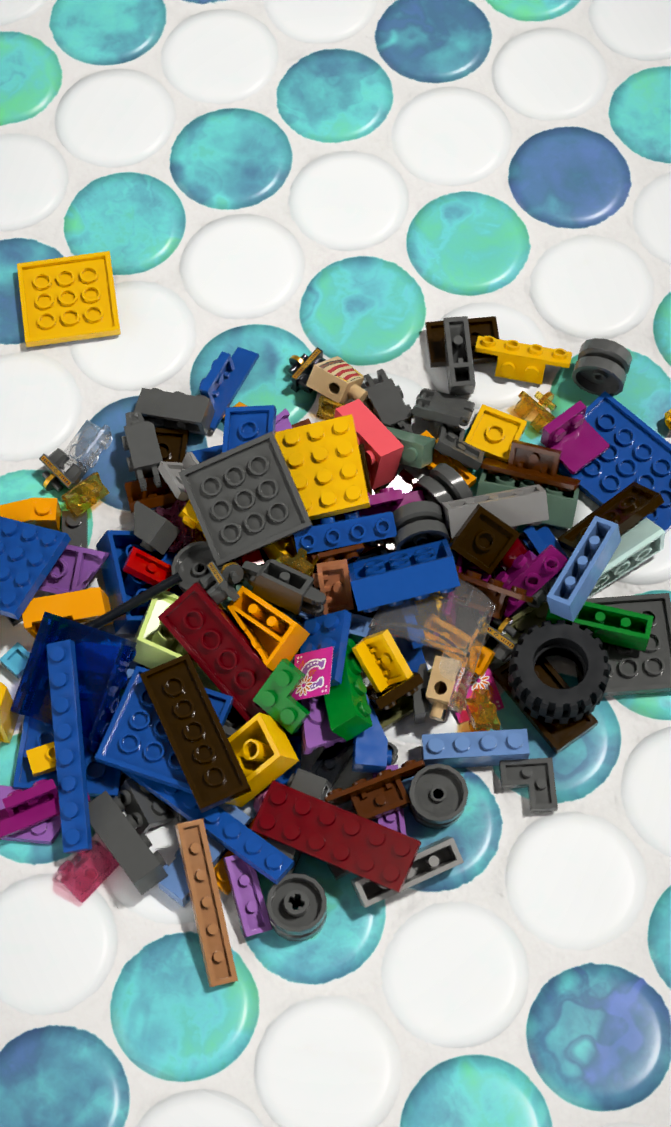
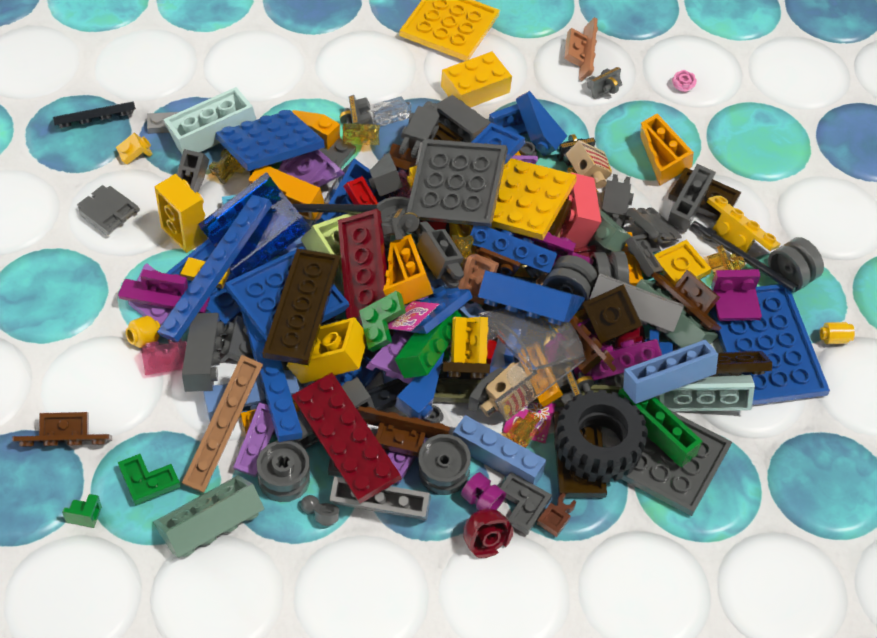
camera: 30 degrees right, 10 degrees down
(43, 859) = (142, 331): none -> yellow head
(51, 1015) = (63, 427): none -> reddish brown bracket
(140, 1081) = (83, 512): none -> green panel
(150, 352) = (477, 79): none -> yellow brick
(176, 1013) = (145, 484): none -> green plate
(226, 245) = (581, 48): none -> nougat bracket
(258, 368) = (541, 127): none -> blue slope
(258, 399) = (528, 149): none -> dark grey plate
(261, 999) = (209, 516): none -> sand green slope
(281, 271) = (606, 82): none -> dark grey hips
(352, 212) = (684, 81): none -> bright pink plate
(365, 920) = (325, 513): none -> dark grey plate
(392, 315) = (664, 149): none -> light orange wedge
(498, 383) = (711, 235): none -> black bar
(502, 800) = (480, 492): none -> magenta wheel
(522, 834) = (487, 532): none -> dark red cylinder
(569, 777) = (556, 517): none -> copper plate

